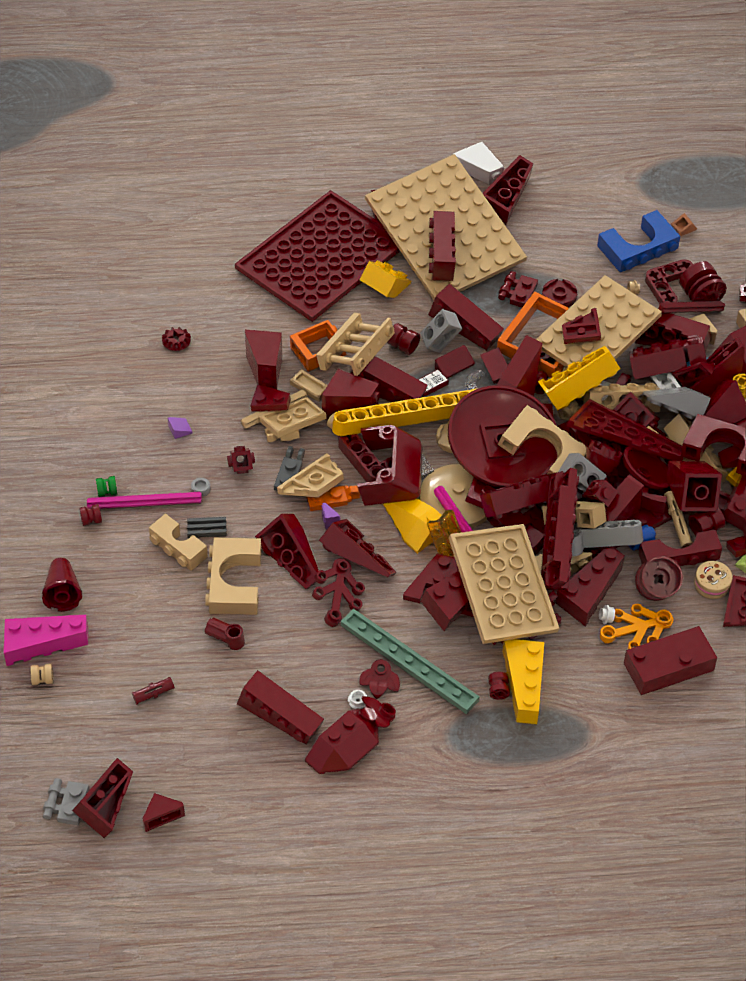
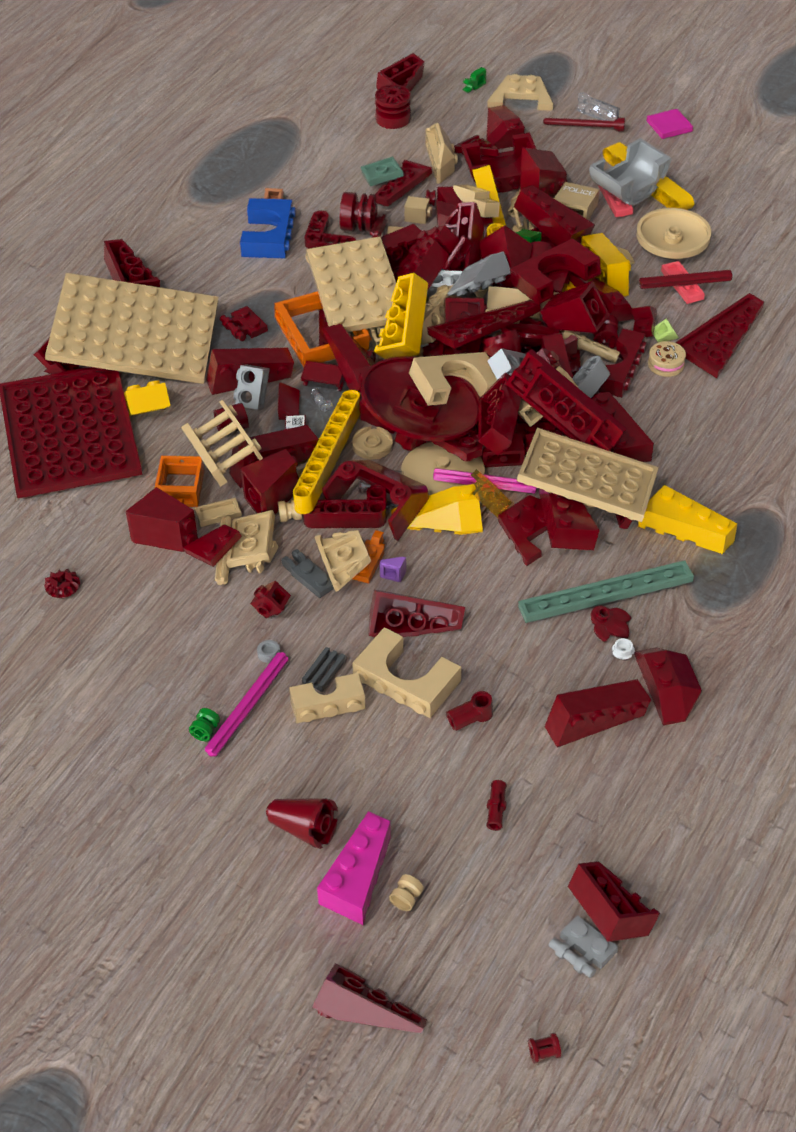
camera: 55 degrees left, 5 degrees down
(89, 515) = (229, 756): dark red wheel -> none
(162, 811) = (652, 865): dark red slope -> none
(179, 427) = (178, 633): medium lavender slope -> none
(339, 589) = (464, 590): dark red plant -> none
(346, 541) = (438, 571): dark red wedge -> none
(376, 712) = (652, 639): dark red plate -> none
(443, 245) = (161, 332): dark red wedge -> none
(480, 163) = (81, 267): white slope -> none
(499, 688) = (681, 542): dark red wheel -> none
(560, 292) = (265, 301): dark red tile -> none
(582, 328) = (356, 287): dark red wing -> none
(607, 614) = (658, 435): white plate -> none
(638, 625) = (682, 409): light orange plant -> none
(669, 580) = (650, 383): dark red wheel -> none
(670, 660) = (734, 422): dark red brick -> none

